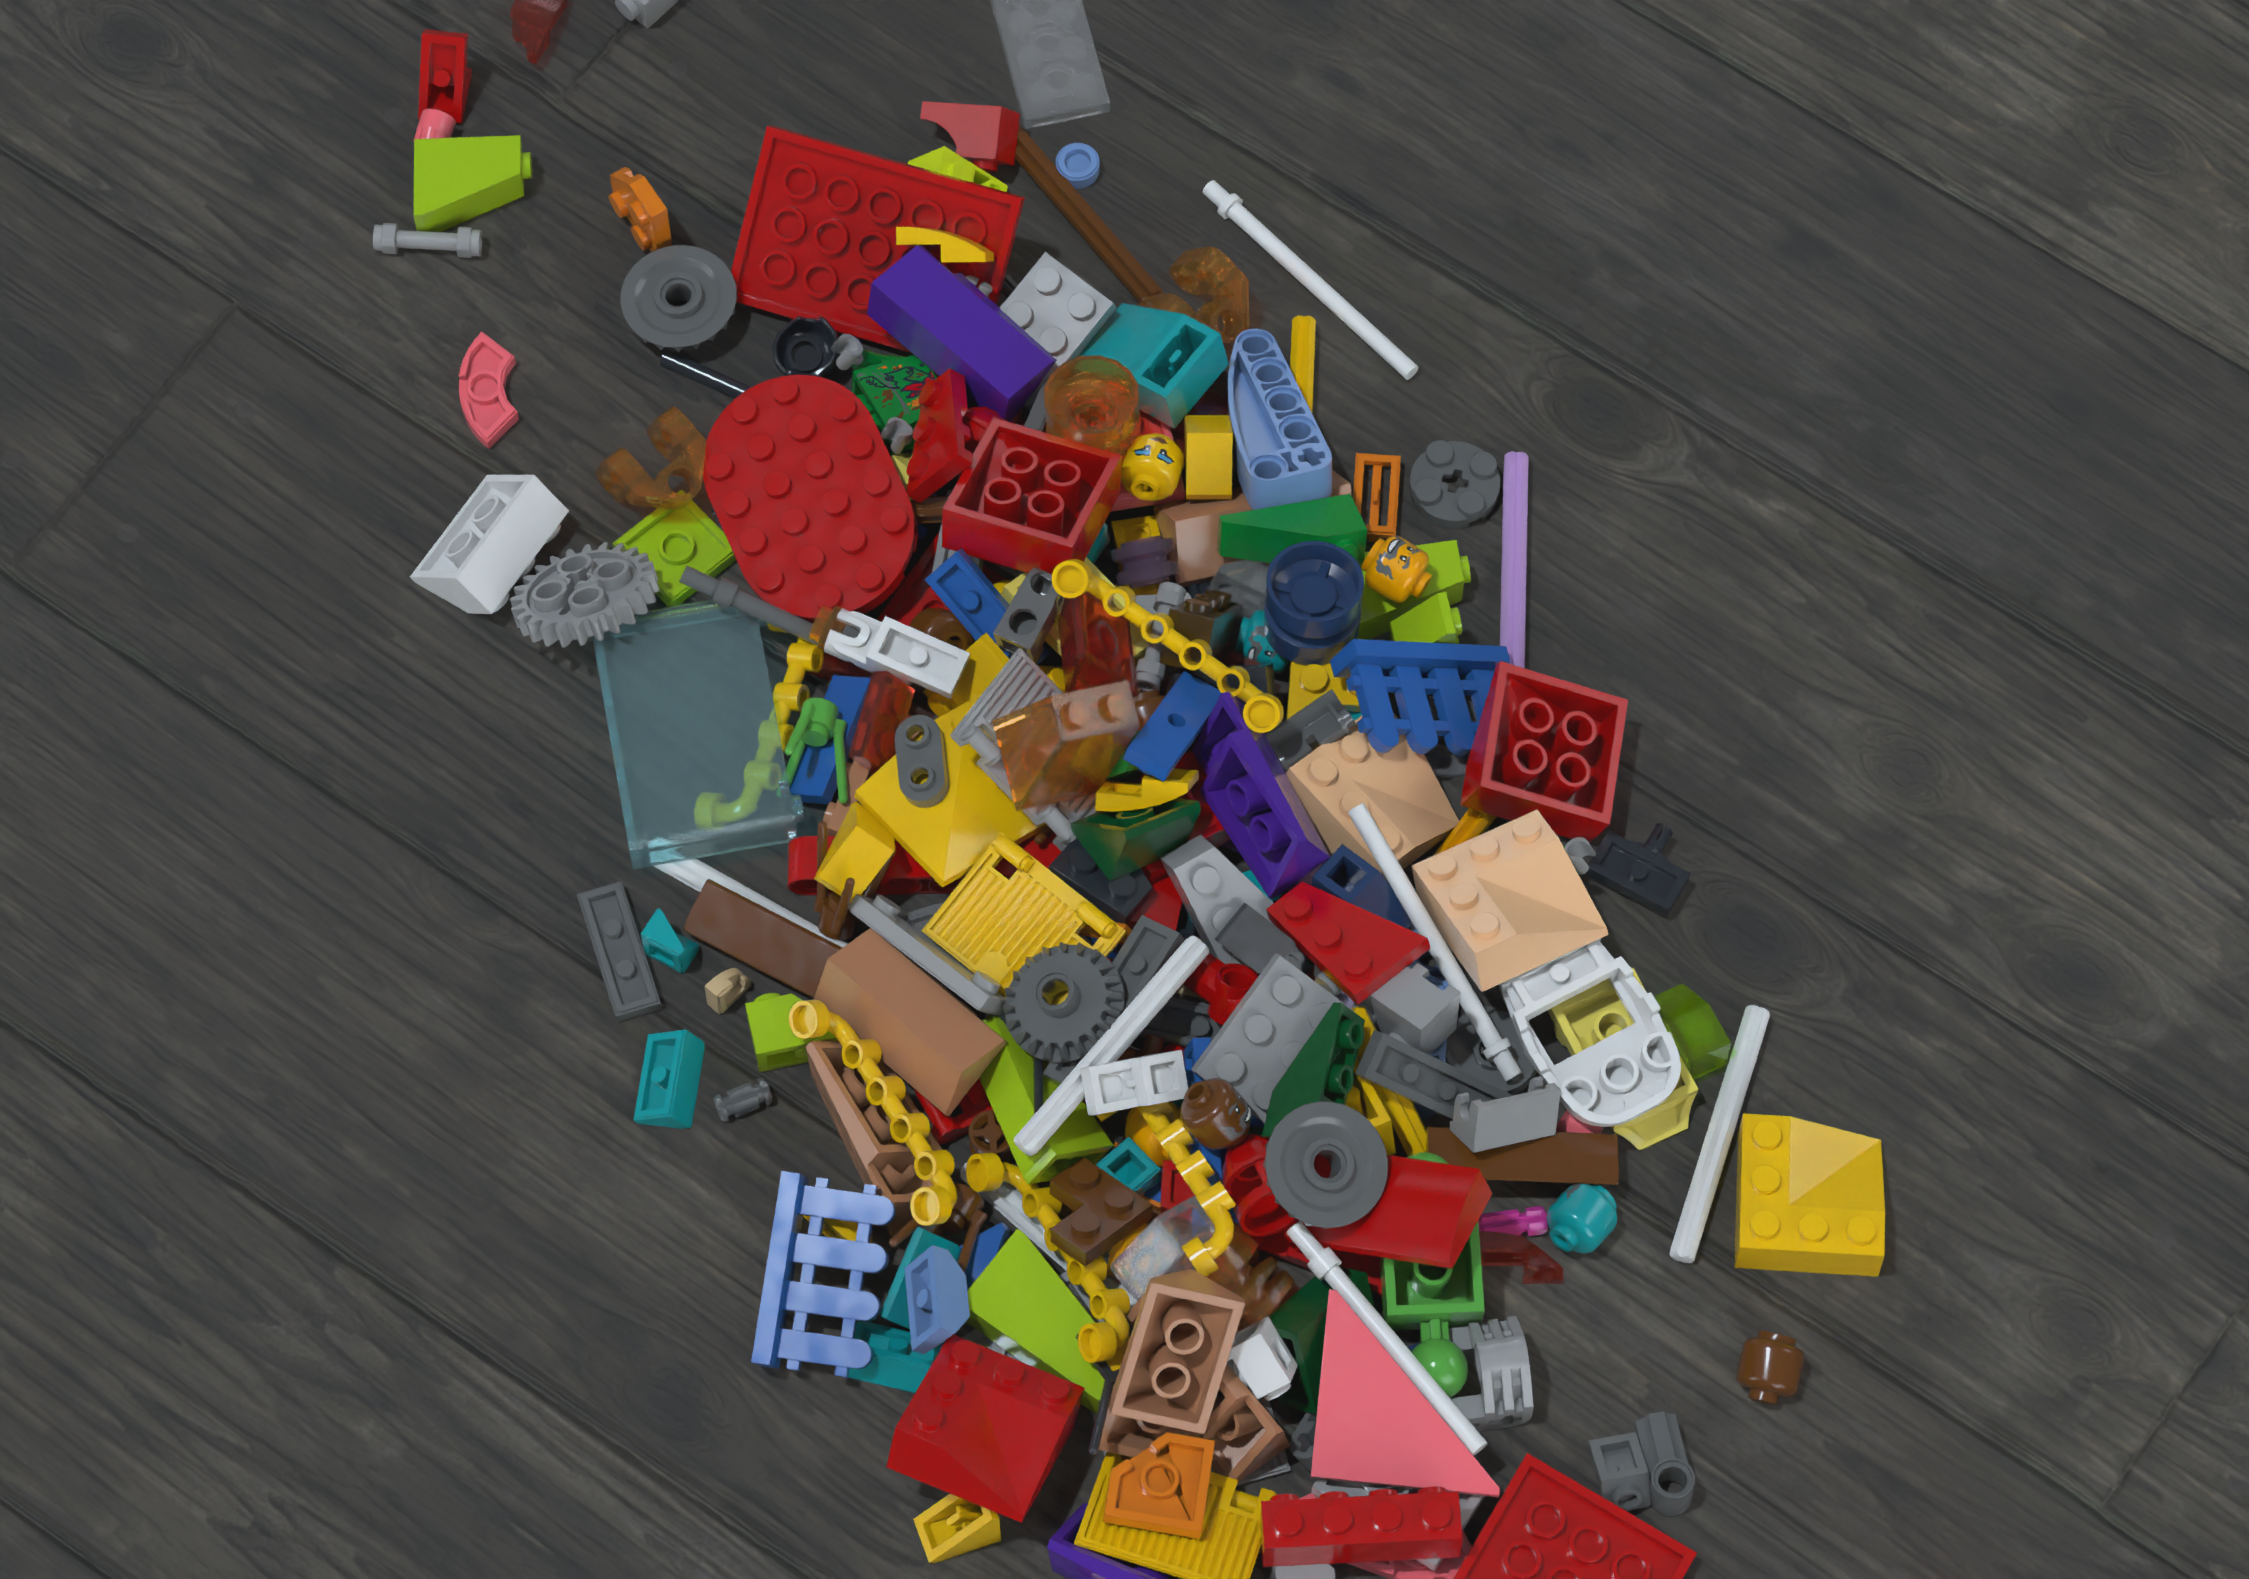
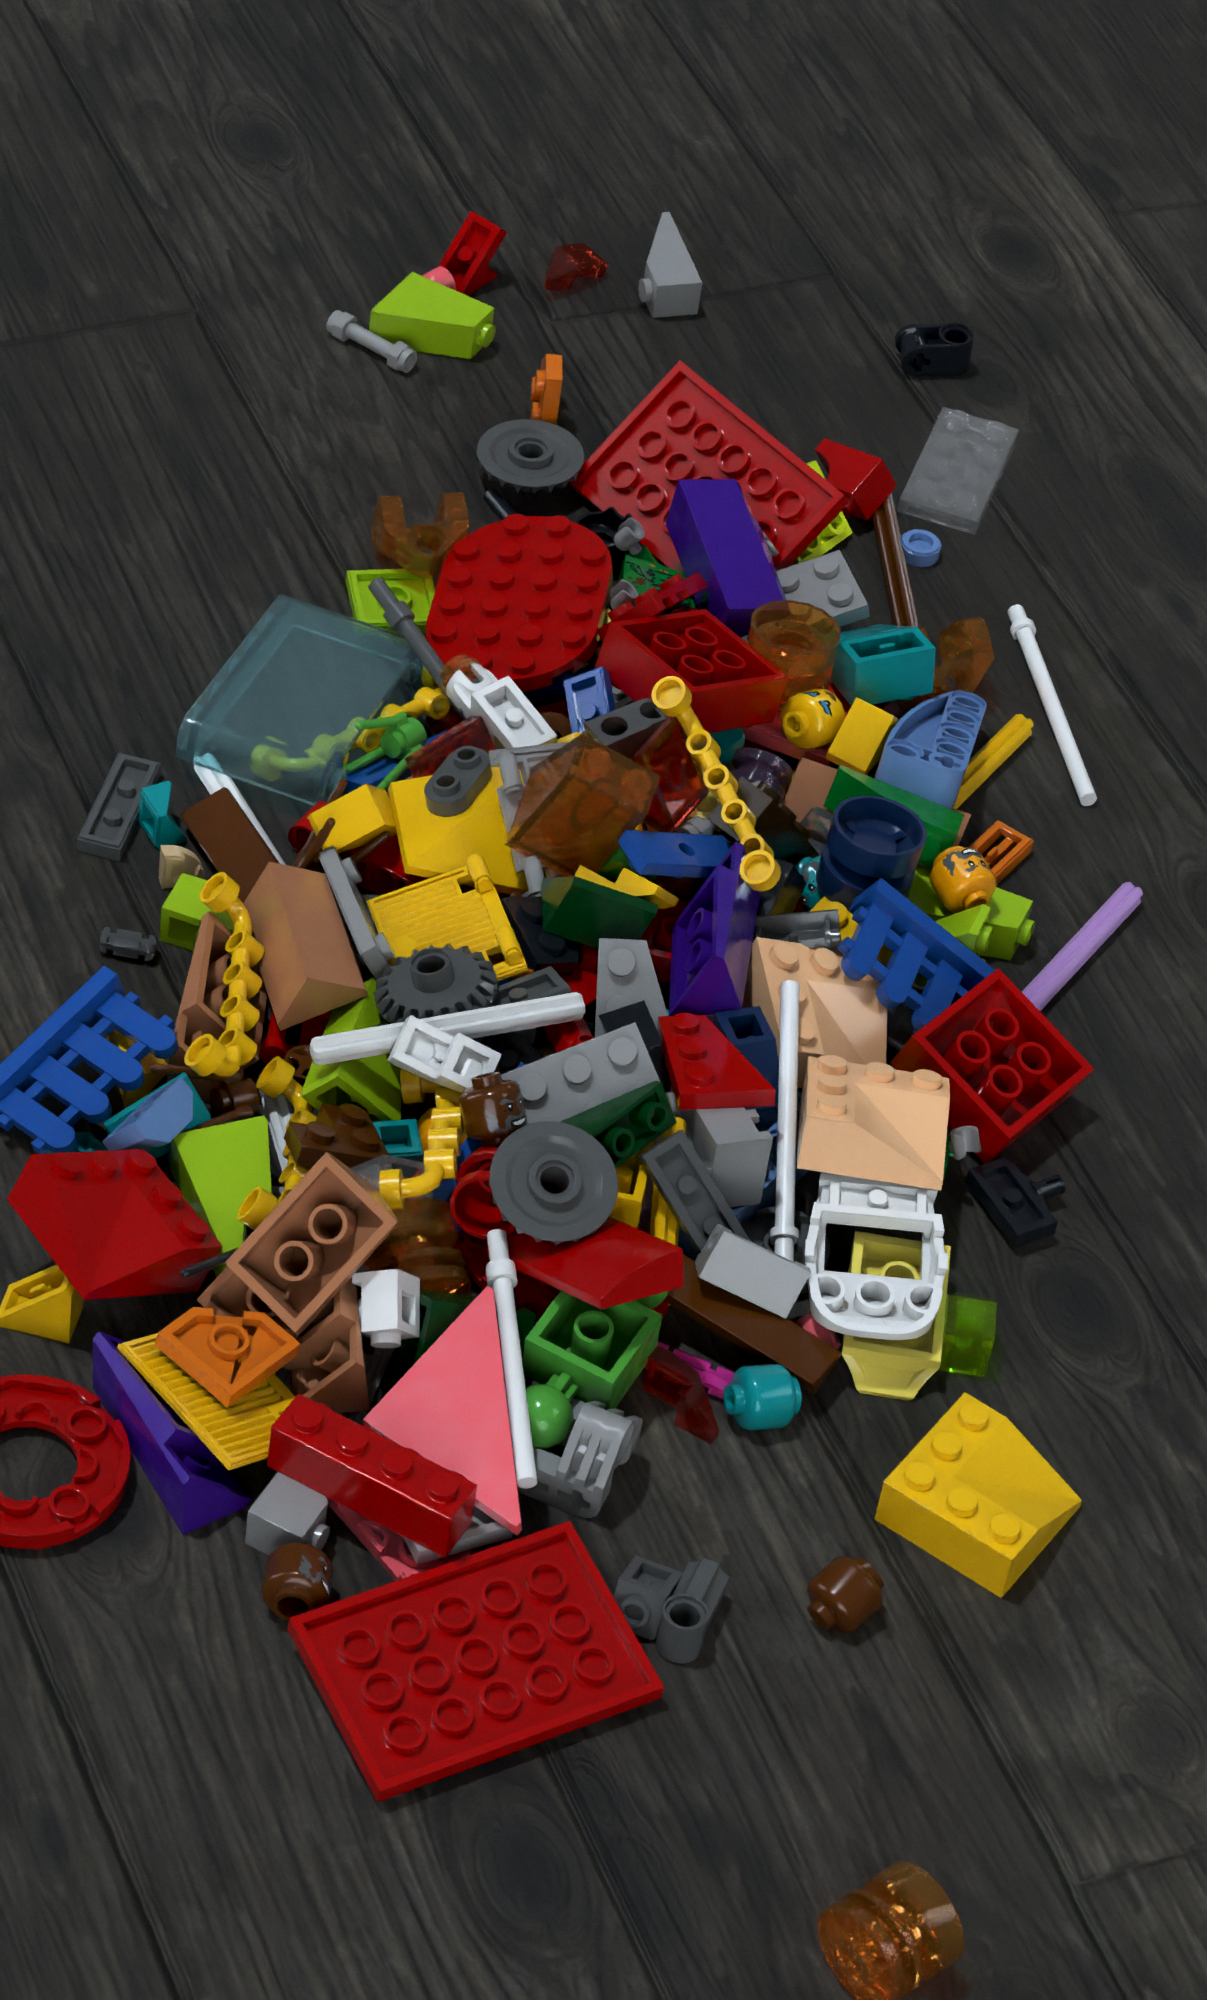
camera: 25 degrees right, 20 degrees down
(483, 390) = (332, 443): coral tile -> none
(491, 543) = (254, 522): white slope -> none
(584, 594) = (292, 574): light grey gear -> none
(669, 1079) = (84, 903): teal slope -> none
(953, 246) = (760, 498): yellow slope -> none
(1458, 460) = (1067, 863): dark grey plate -> none
(1719, 1134) = (911, 1429): white axle -> none

